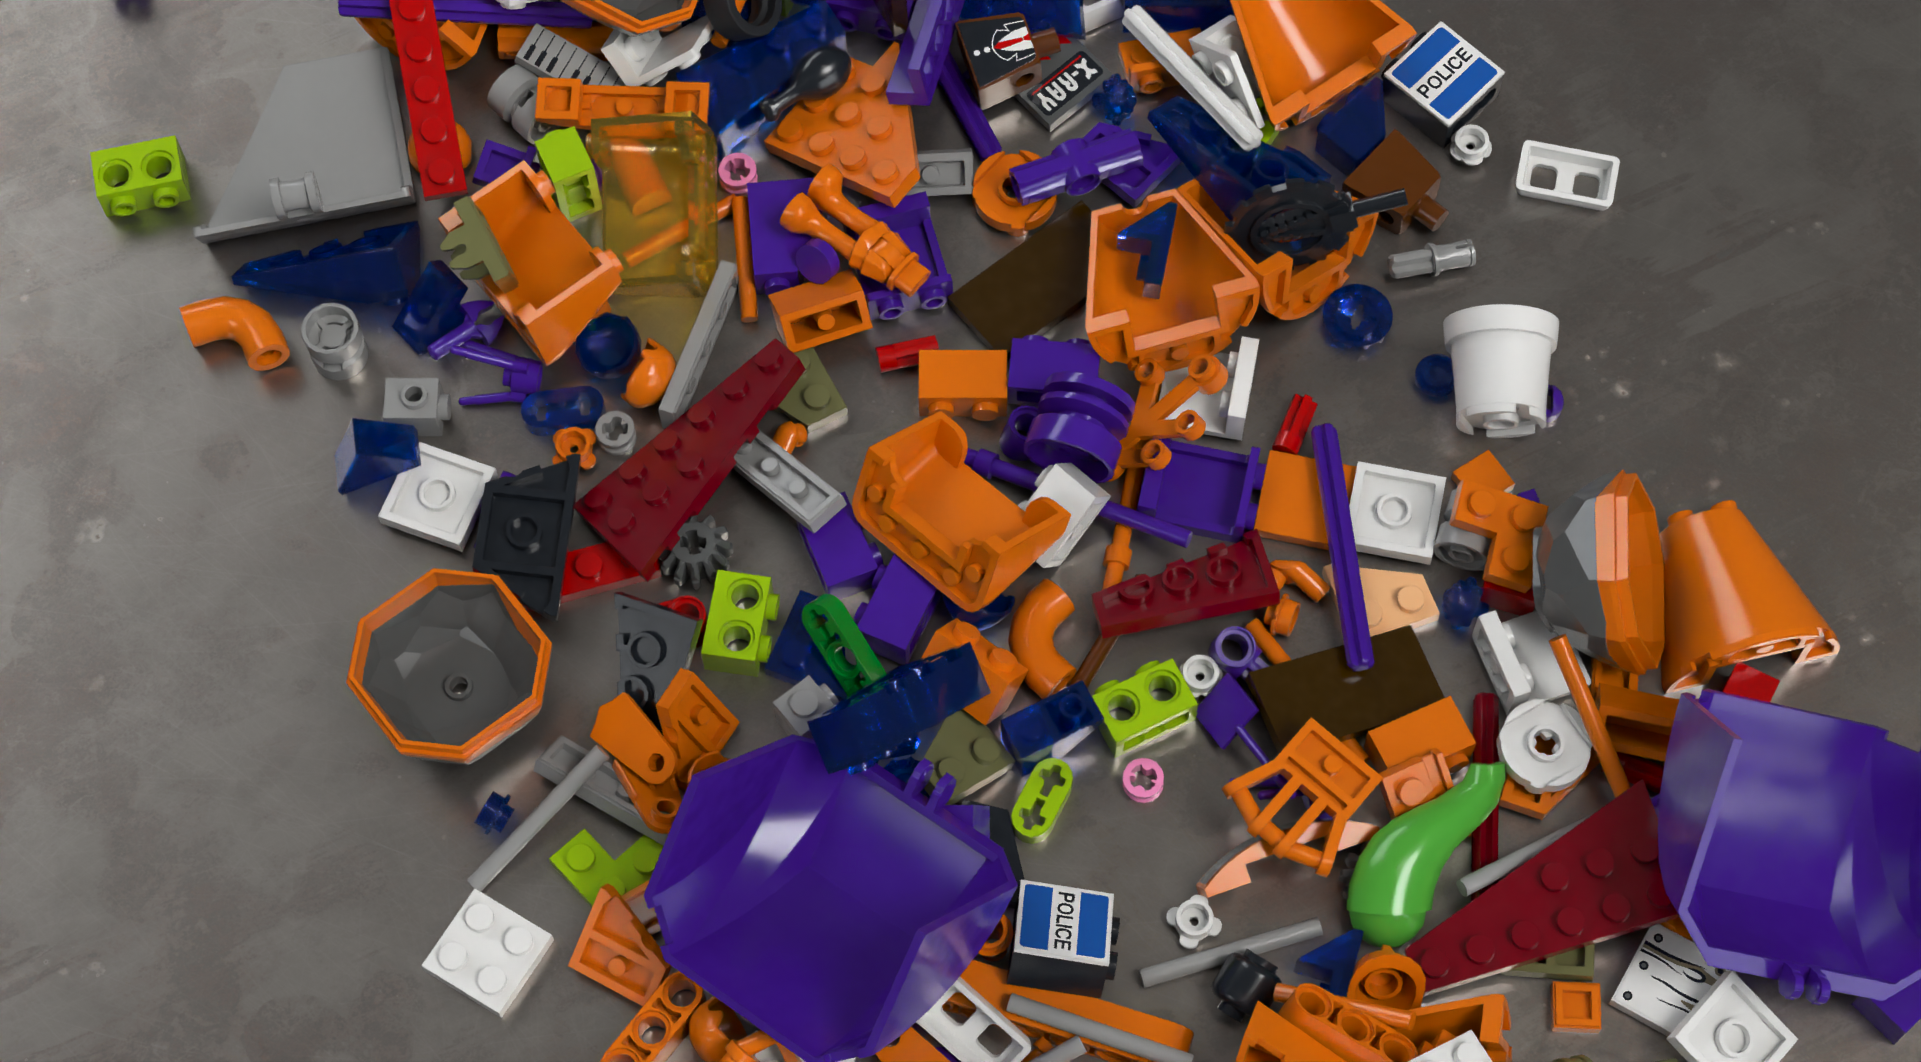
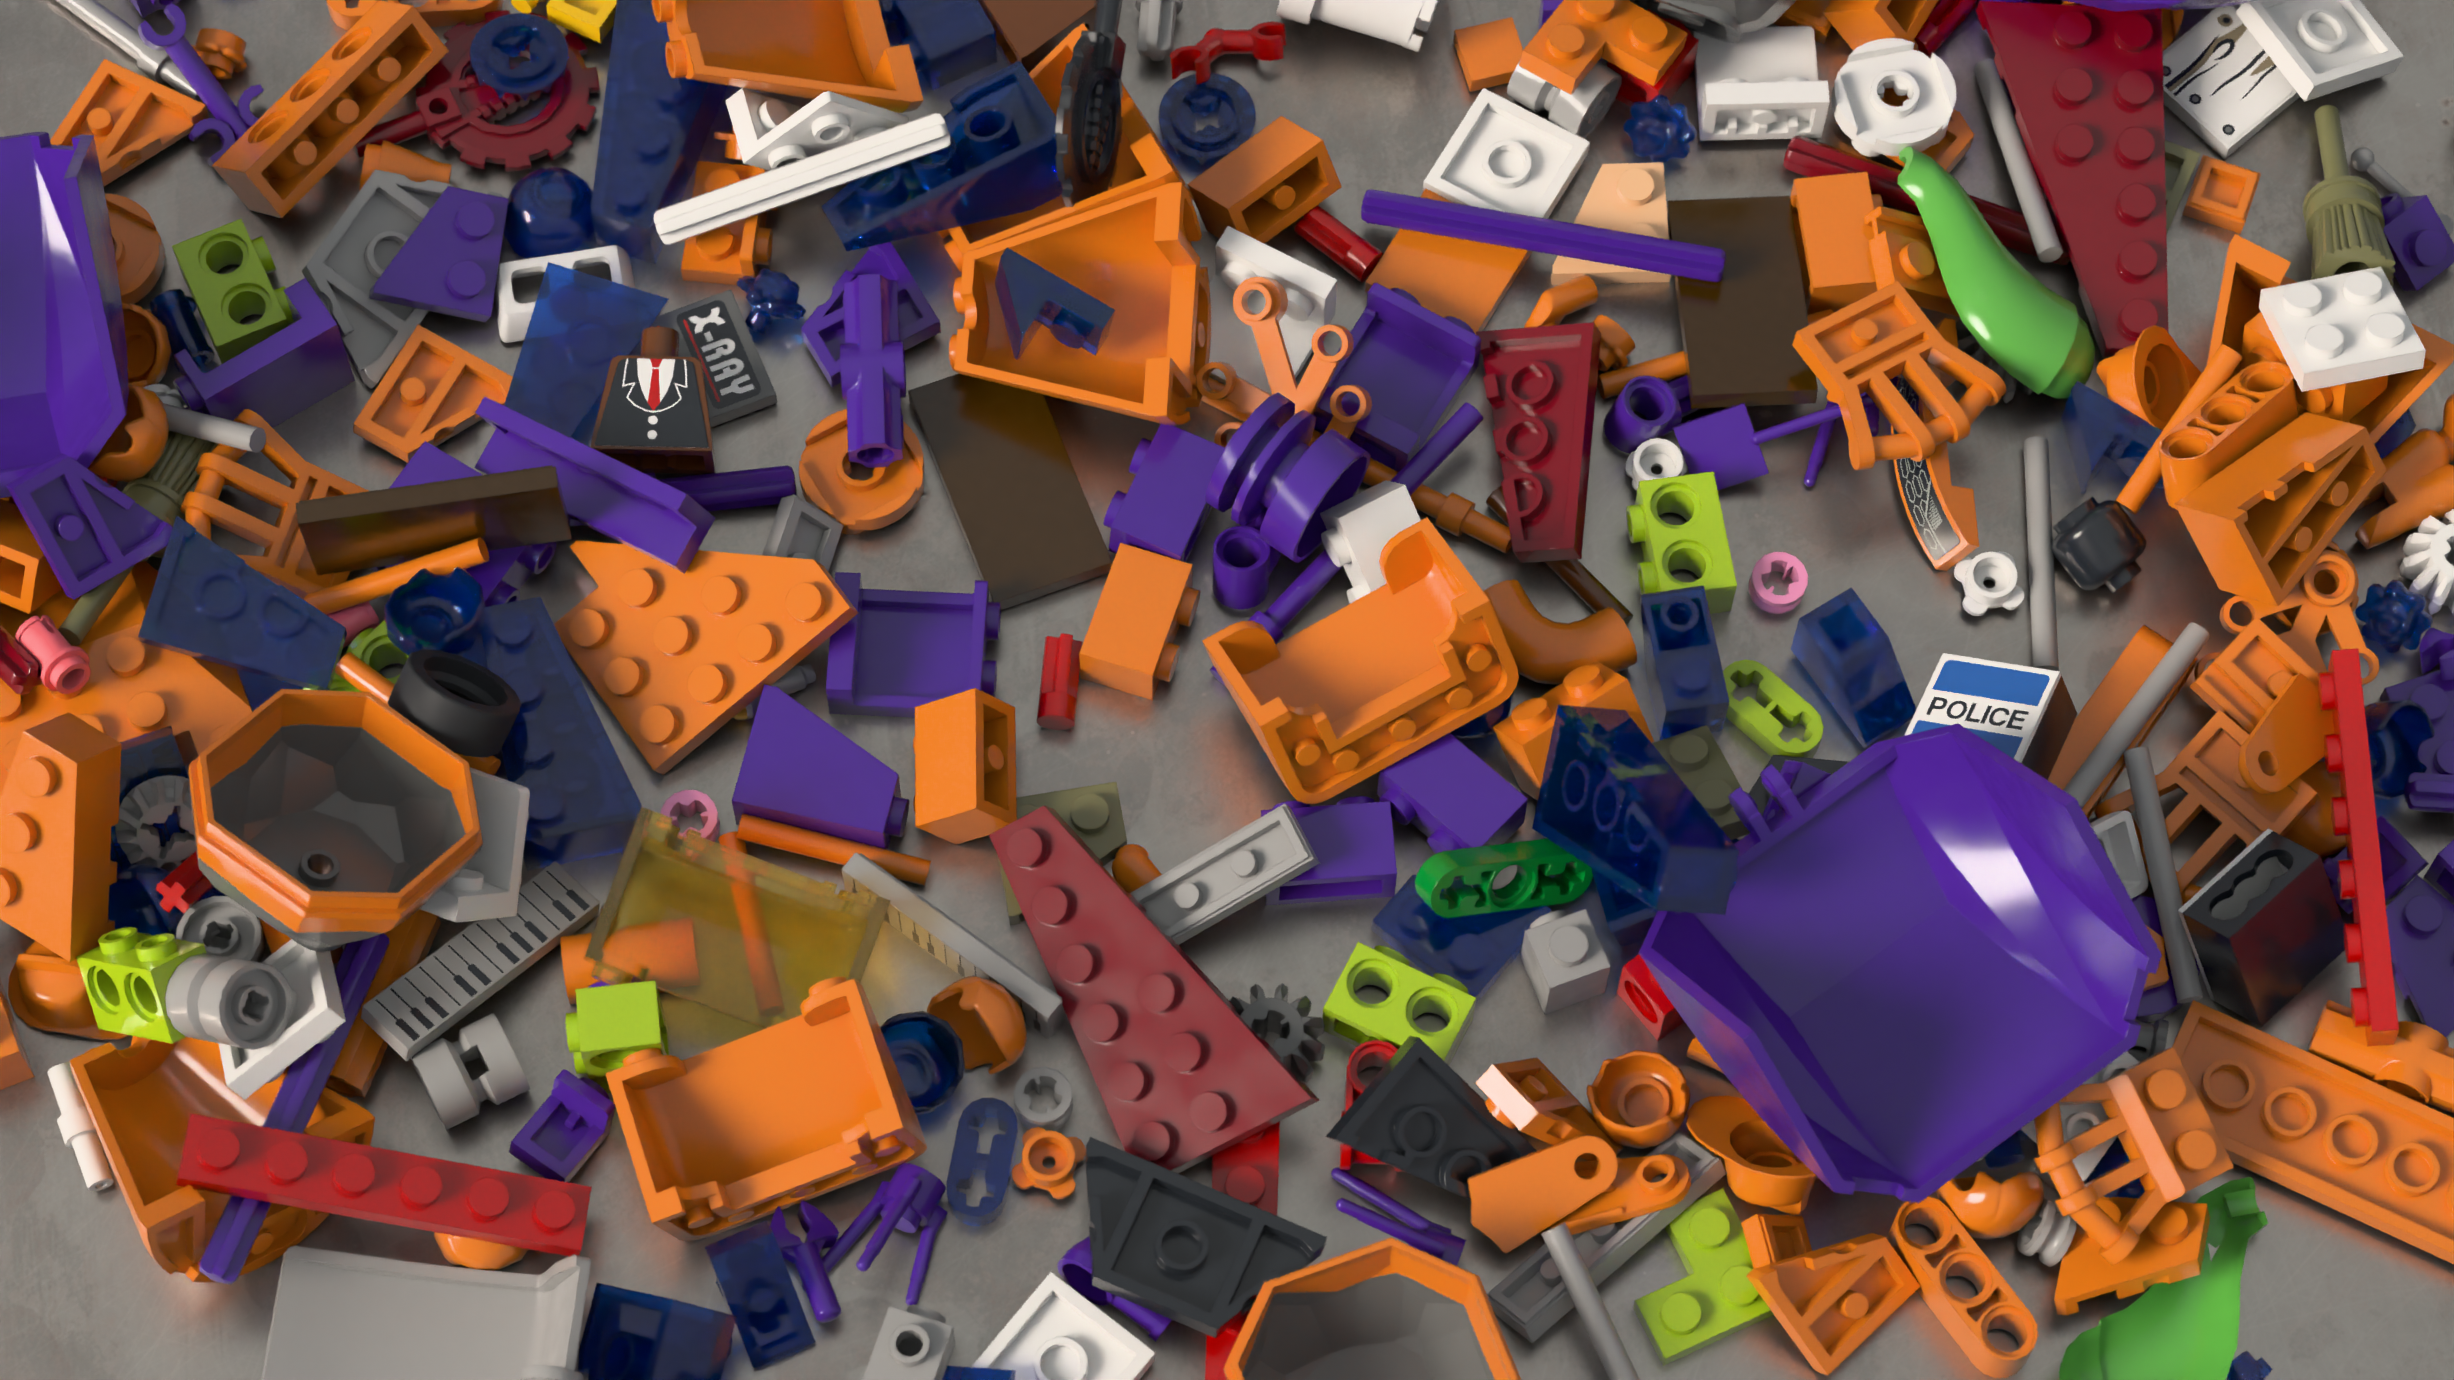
camera: 75 degrees left, 0 degrees up
(477, 248) = (742, 1155): olive piece -> none
(571, 103) = (548, 922): orange slope -> none
(577, 693) = (1425, 1234): none -> dark purple plant
(815, 77) = (602, 659): black piece -> none
(817, 261) = (901, 737): dark purple piece -> none
(877, 252) = (918, 652): orange piece -> none
(1087, 840) = (1854, 666): none -> clear blue slope
(1311, 361) = (1266, 182): none -> orange brick
(1393, 292) = (1262, 41): none -> red arm
(1435, 375) = (1325, 54): clear blue plate -> none
(1589, 714) = (1886, 26): orange bar -> none

